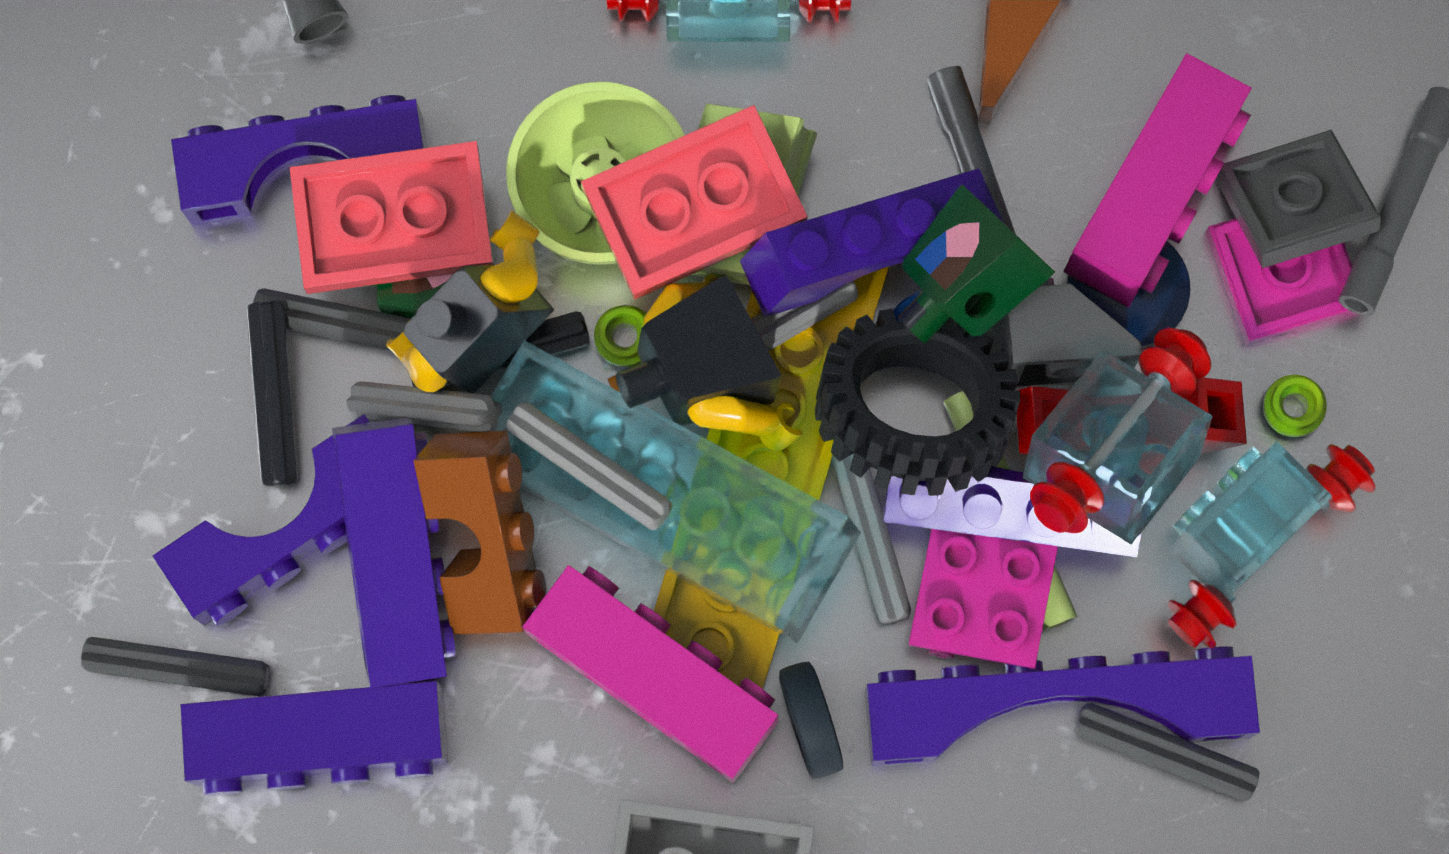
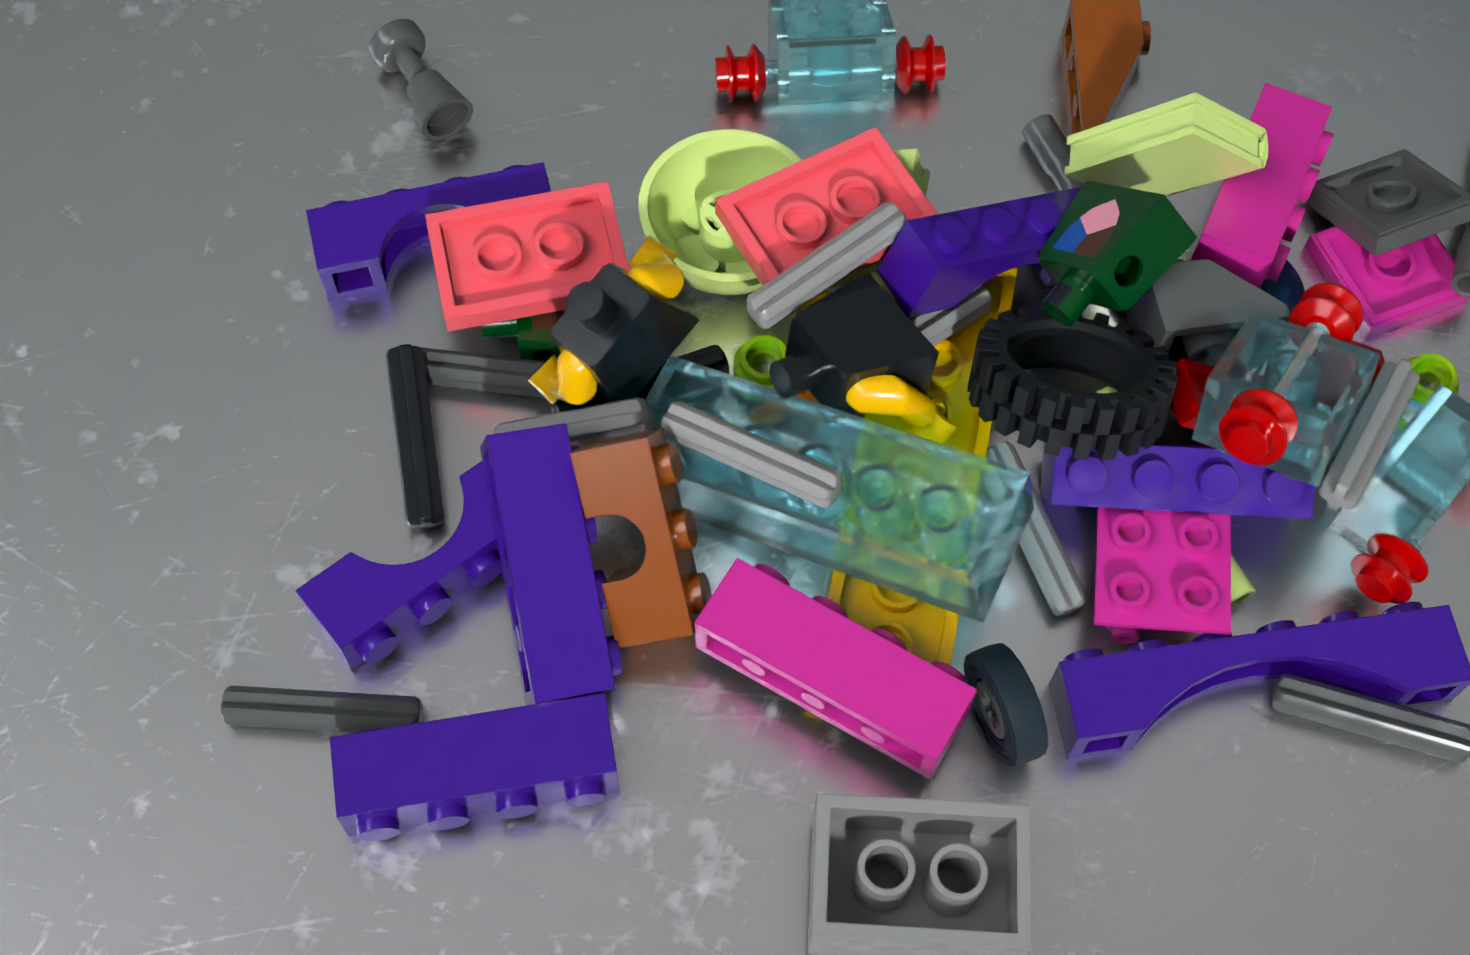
camera: 10 degrees left, 15 degrees down
(682, 269) = (825, 265): none -> light grey axle
(1056, 147) = (1169, 147): none -> yellowish green piece
(1194, 490) = (1369, 435): none -> light grey axle

